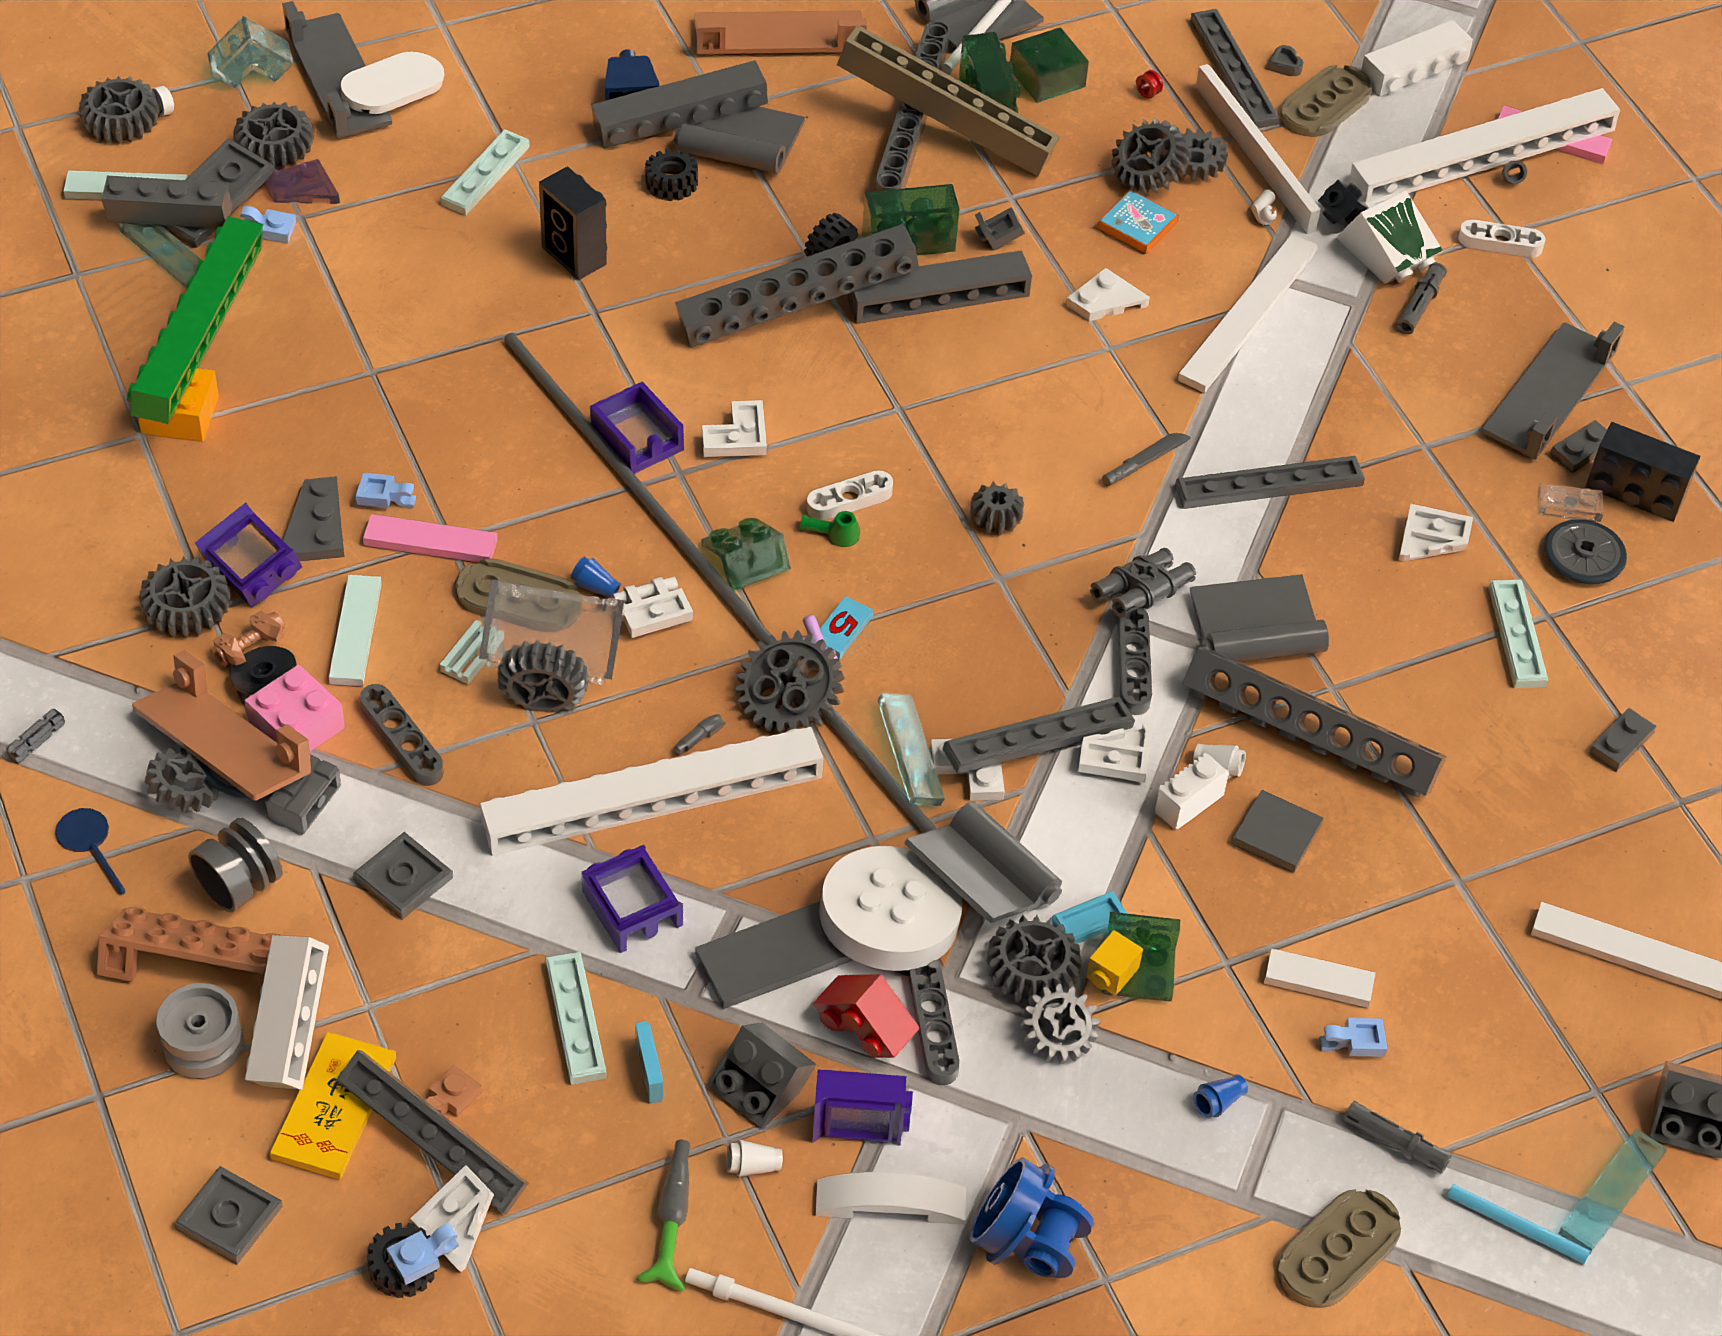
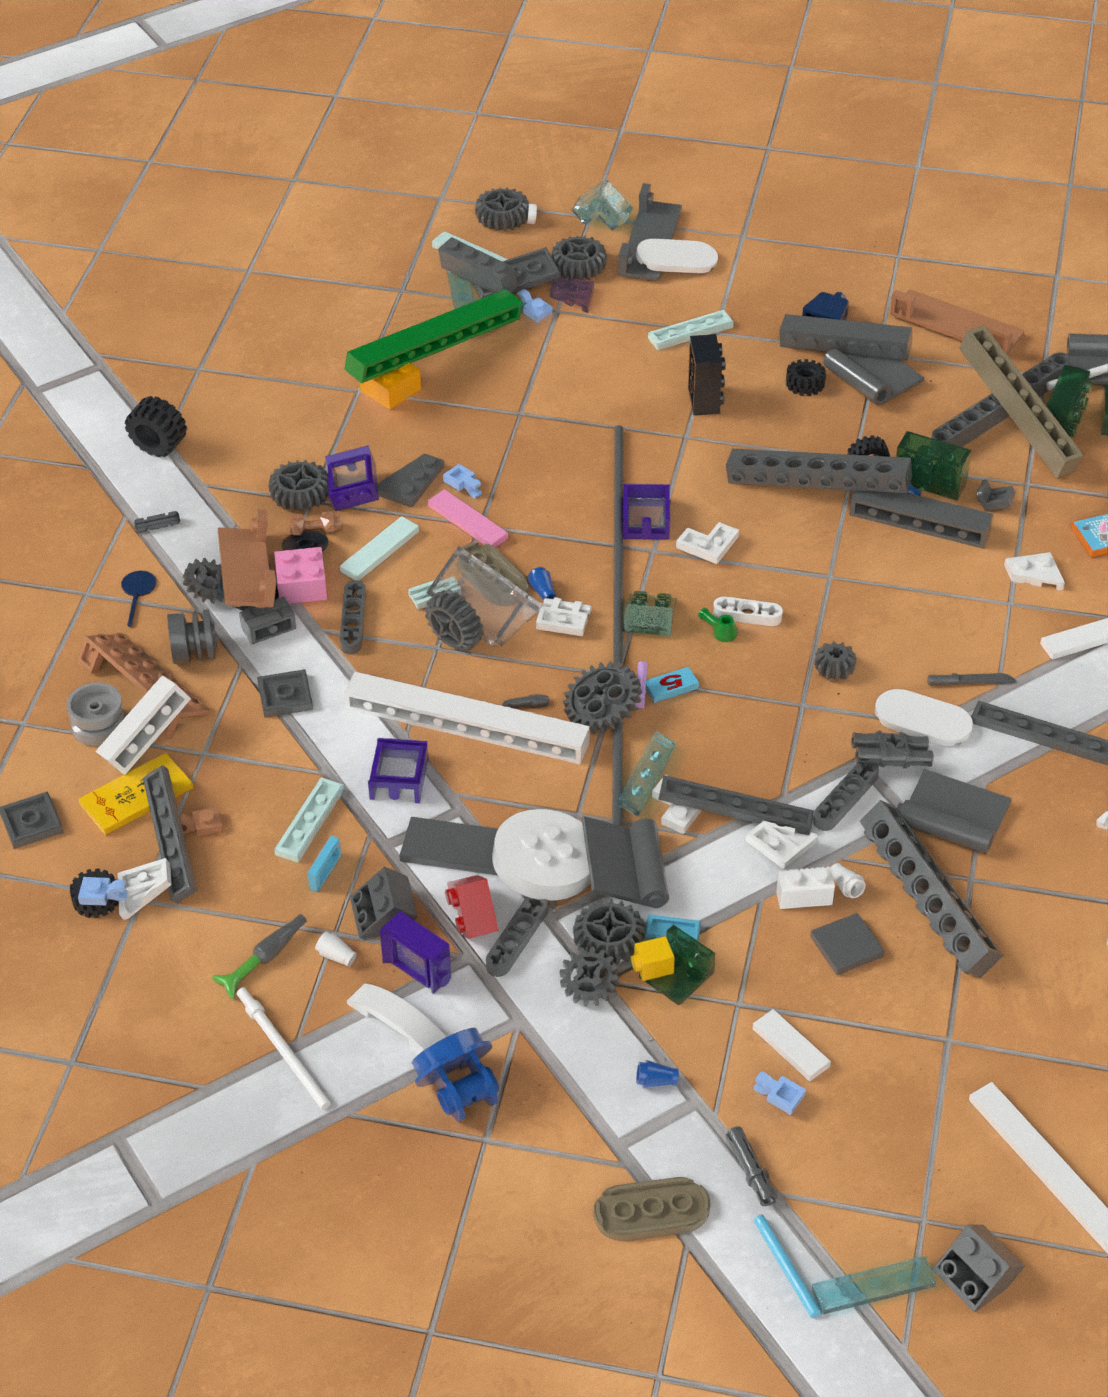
camera: 40 degrees right, 5 degrees down
(1136, 527) = (923, 717): none -> white tile

